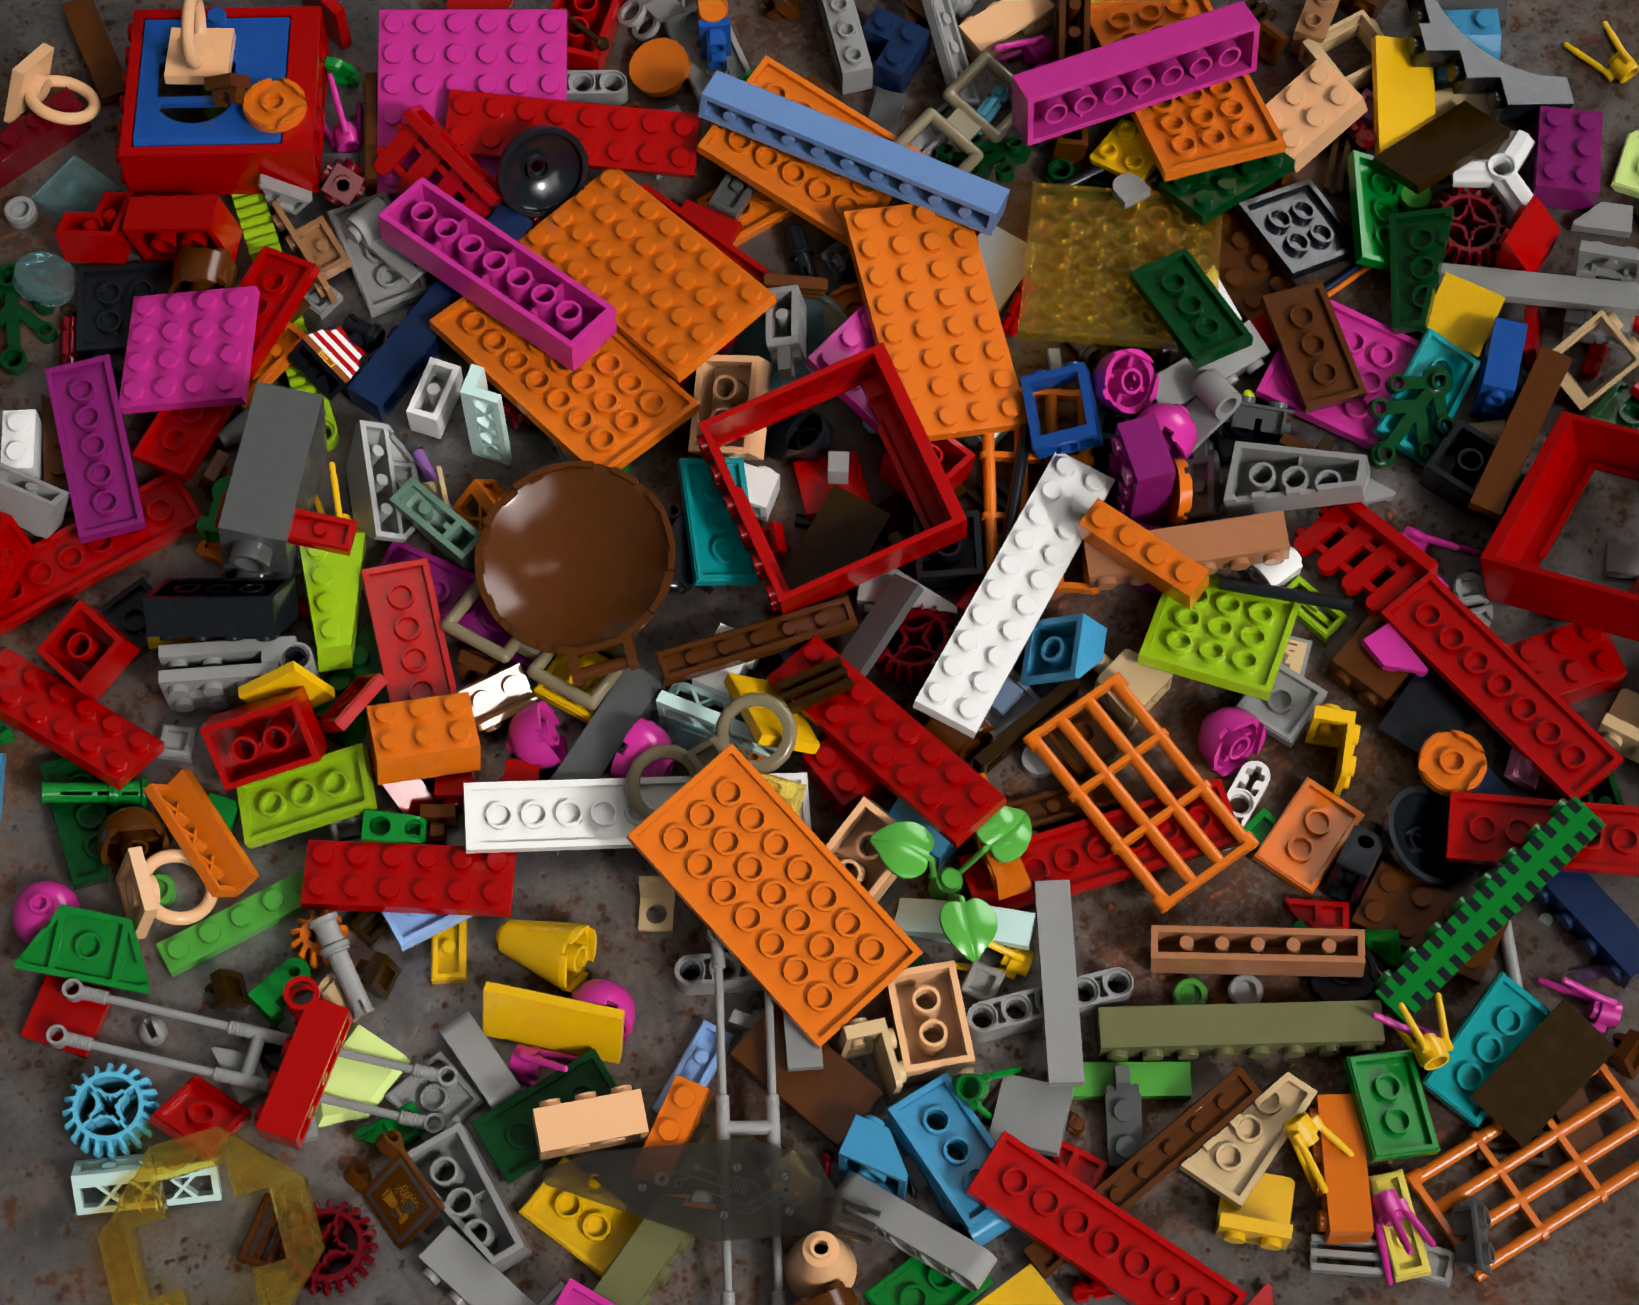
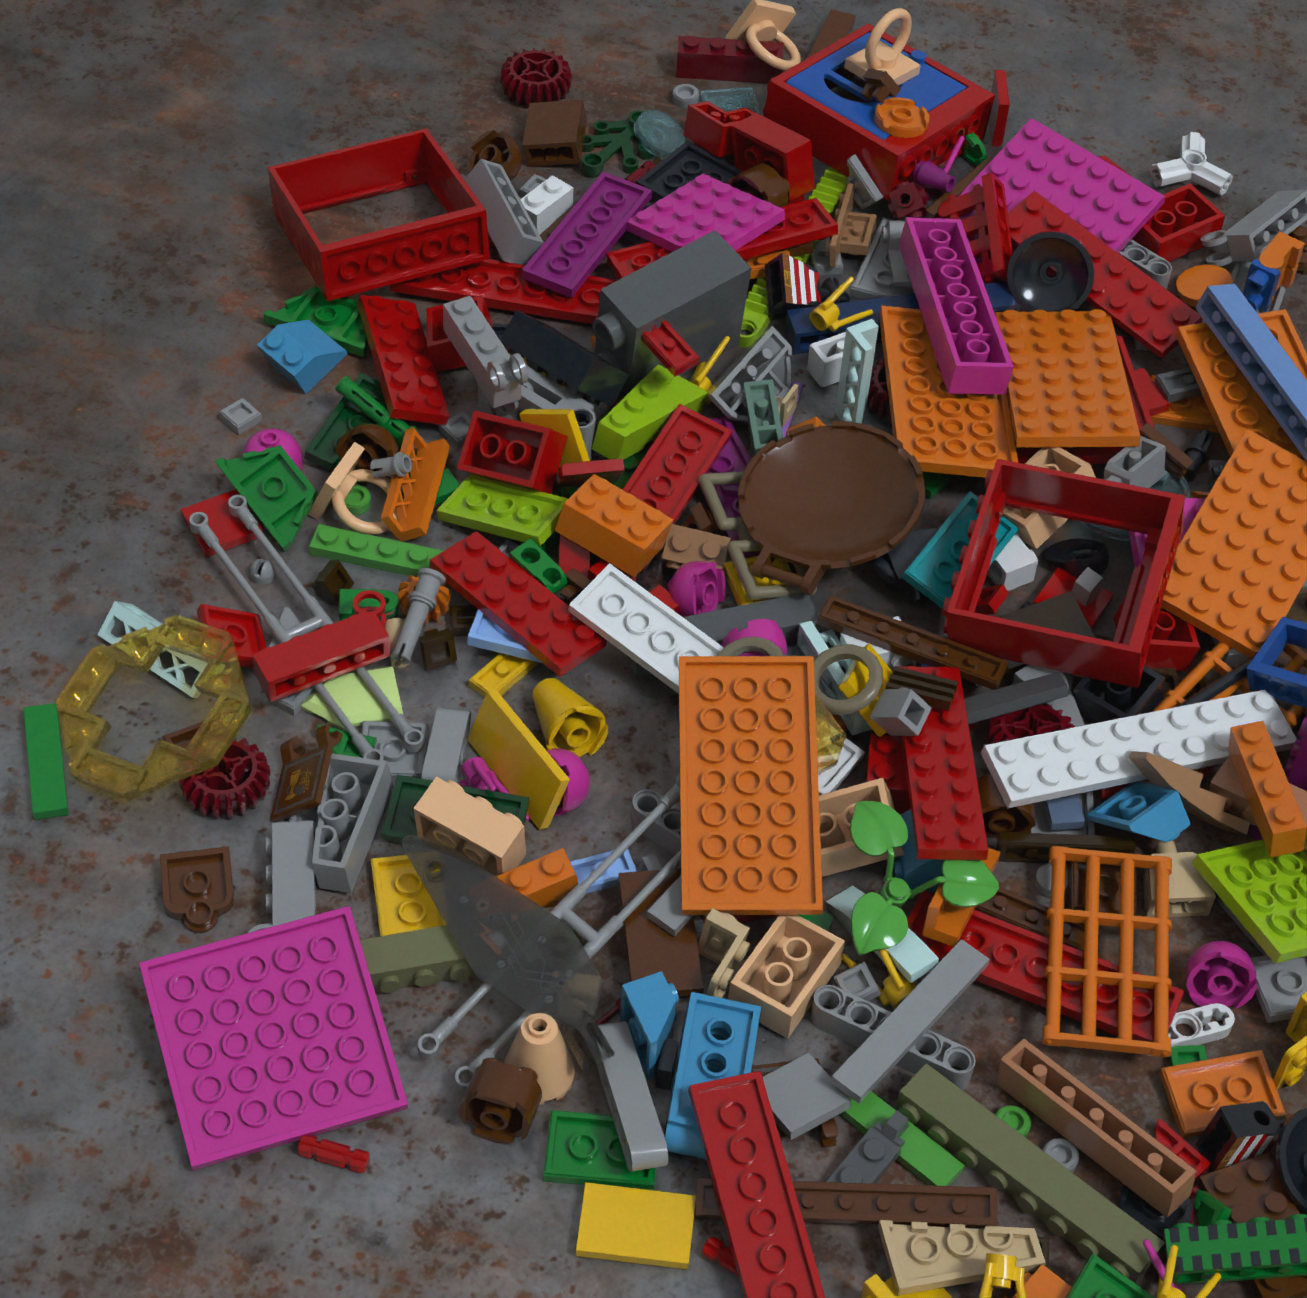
camera: 40 degrees right, 15 degrees down
(99, 1119) = (181, 586): medium azure gear -> none
(156, 666) = (483, 352): none -> light grey hinge
(180, 834) = (398, 464): none -> light grey pin
(340, 138) = (931, 176): none -> magenta cone
(391, 368) = (827, 313): none -> yellow plant
(602, 42) = (1172, 235): dark brown hinge -> none
(655, 892) = (669, 749): tan bracket -> none
(825, 724) = (901, 712): none -> light grey brick
(975, 1087) = (771, 1033): green plant -> none
(1080, 1164) = (803, 1160): red tile -> none
(1083, 599) = (1197, 801): none -> medium nougat slope

